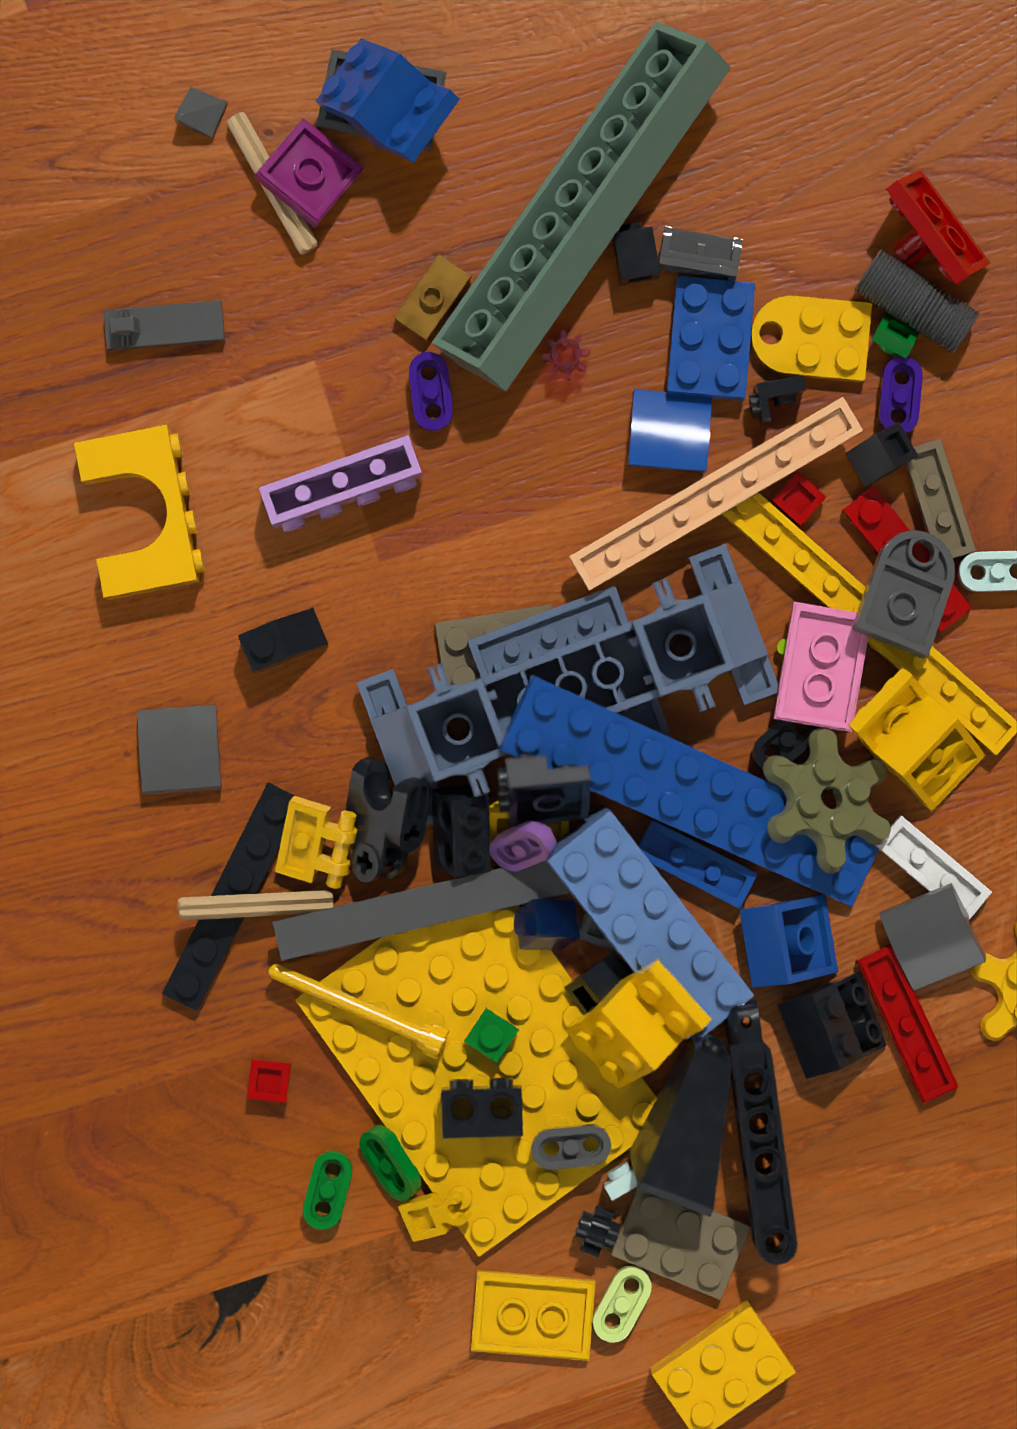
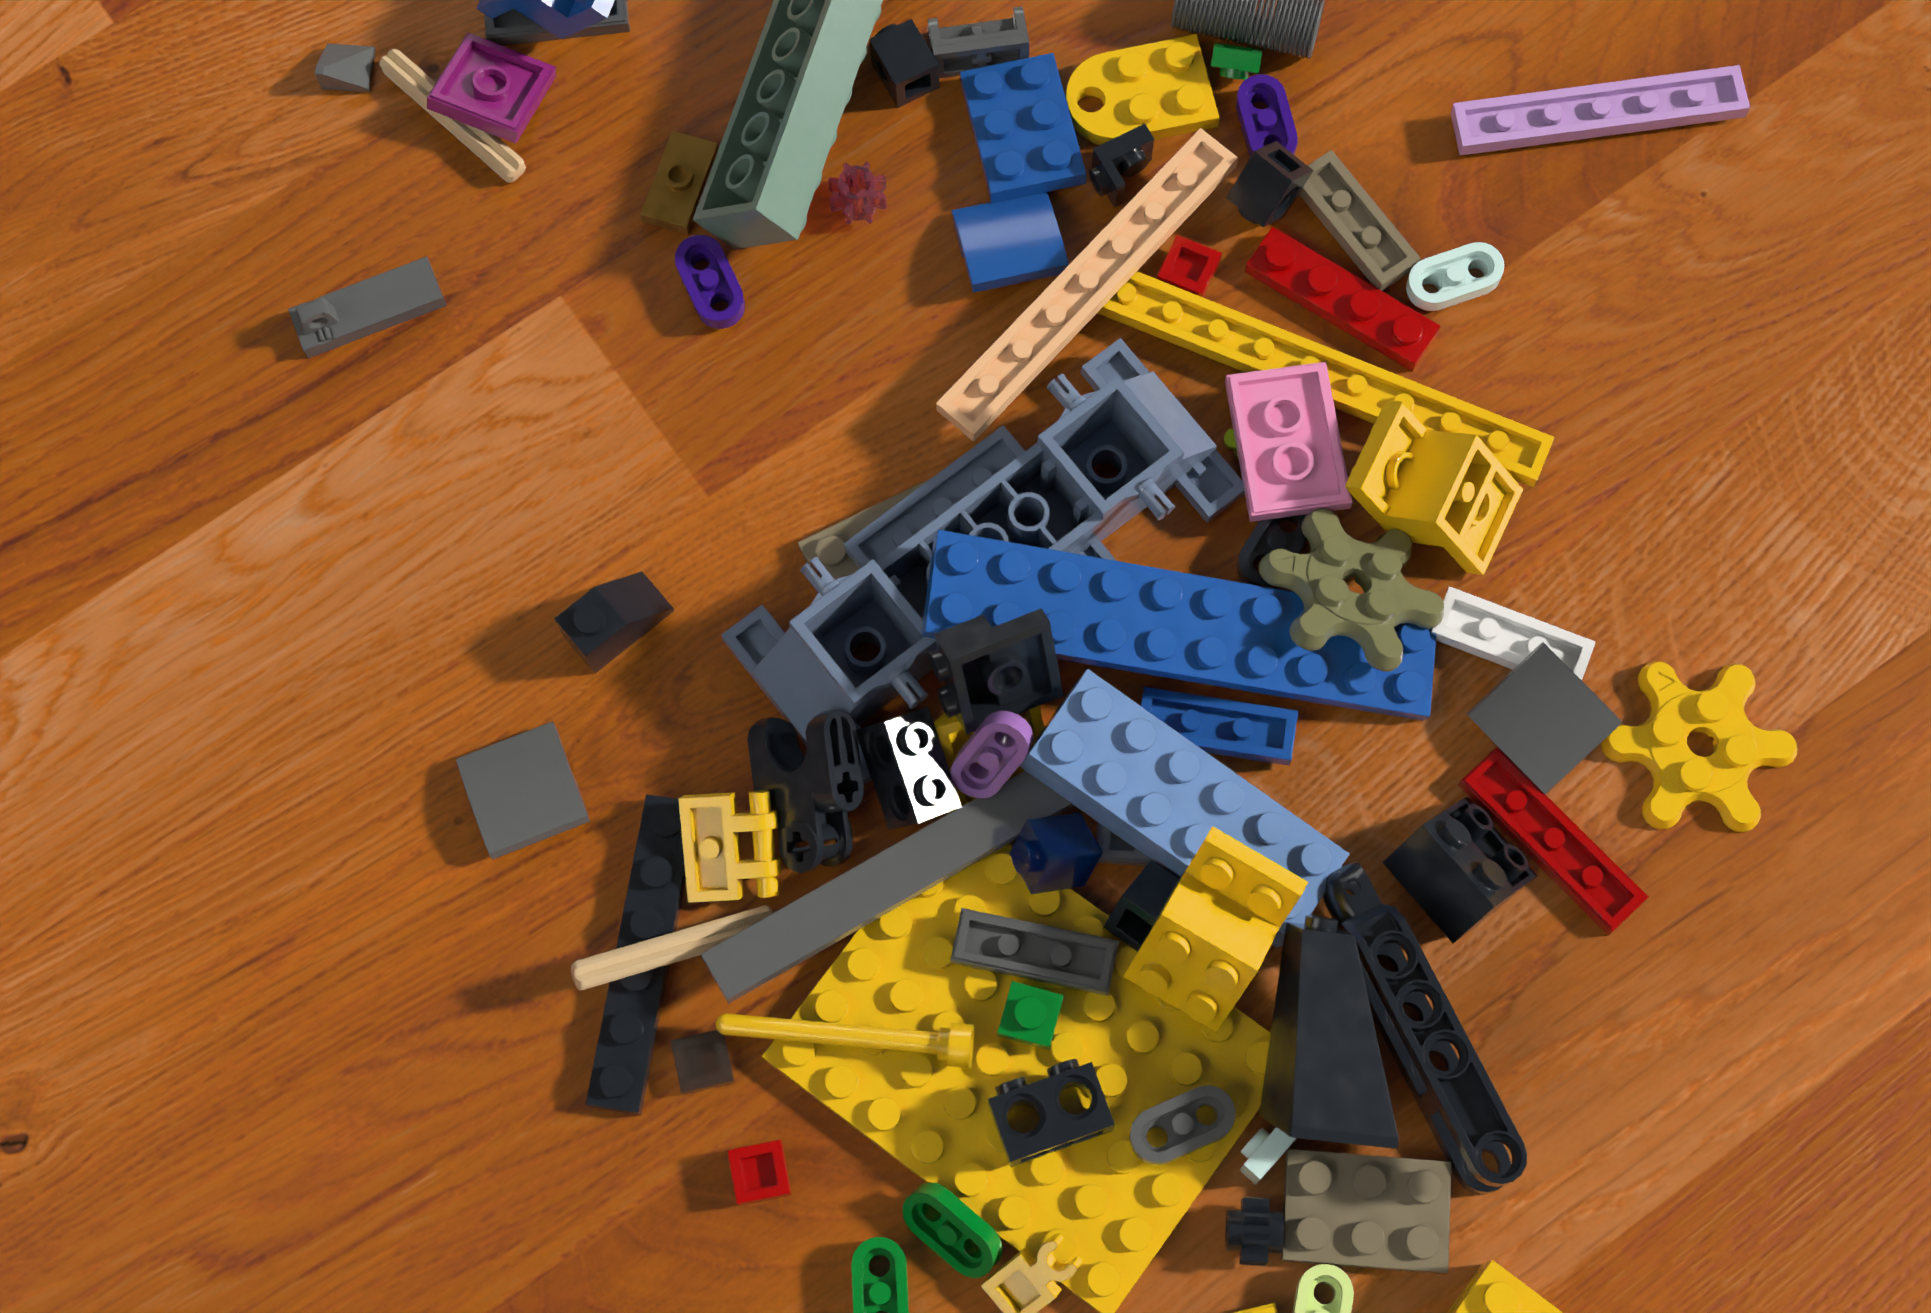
camera: 15 degrees left, 15 degrees down
(171, 557) = (444, 565): yellow arch -> none
(251, 988) = (702, 1062): none -> clear smoke tile
(340, 483) = (632, 409): lavender brick -> none
(509, 990) = (1034, 951): none -> dark grey tile
(788, 941) = (1365, 781): blue slope -> none
(906, 596) = (1358, 328): dark grey plate -> none

